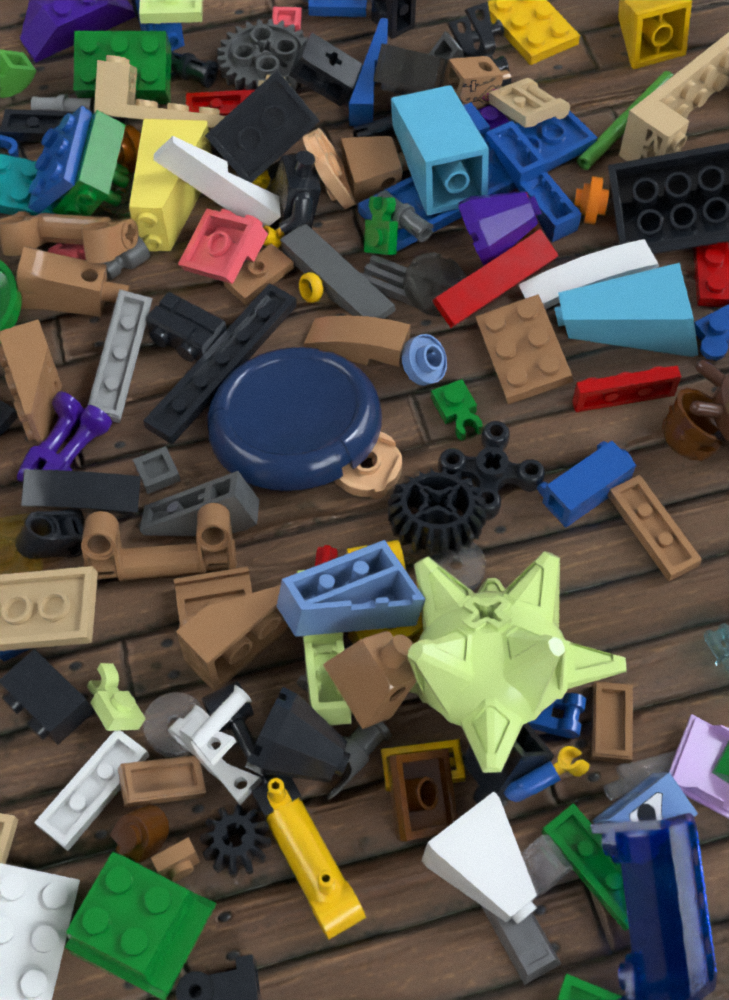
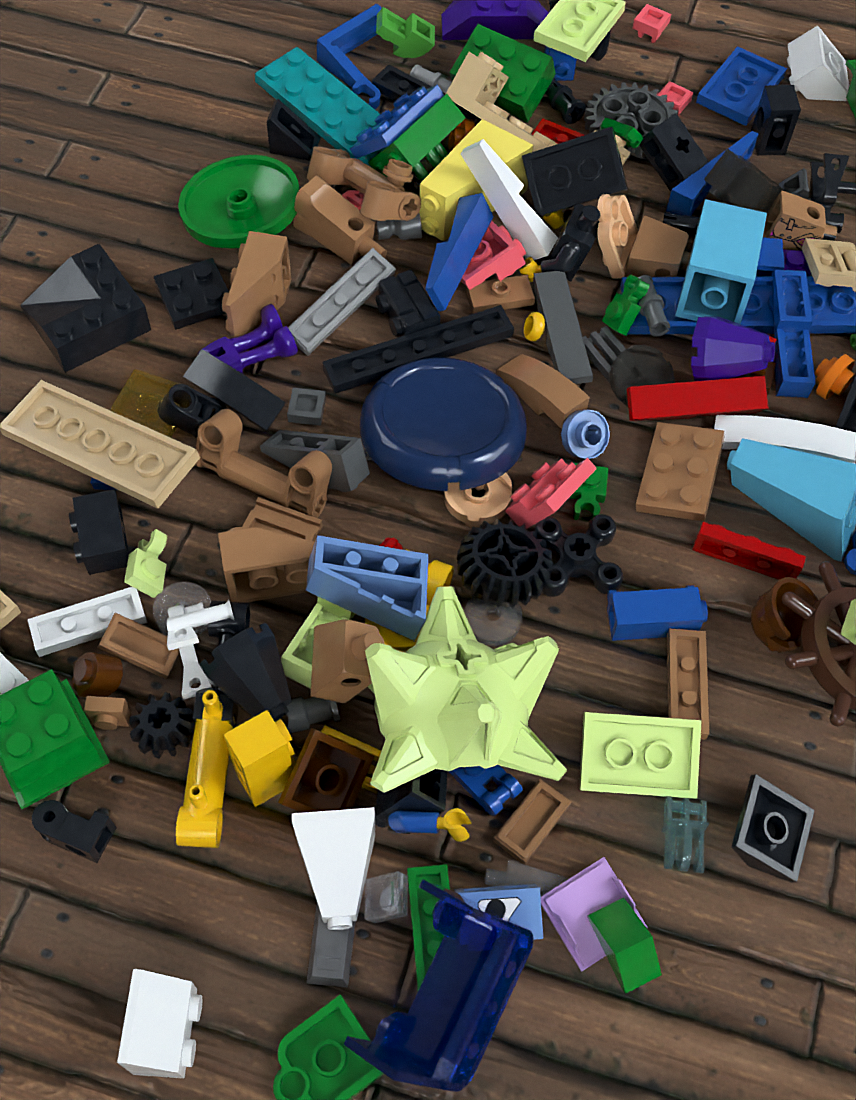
camera: 30 degrees right, 0 degrees up
(99, 206) = (398, 172): none -> medium nougat plate
(202, 257) = (454, 256): none -> blue slope
(260, 71) = (624, 131): none -> green tile
(360, 810) = (261, 756): none -> yellow brick
(433, 427) = (547, 491): none -> coral plate
(661, 610) = (640, 755): none -> yellowish green plate

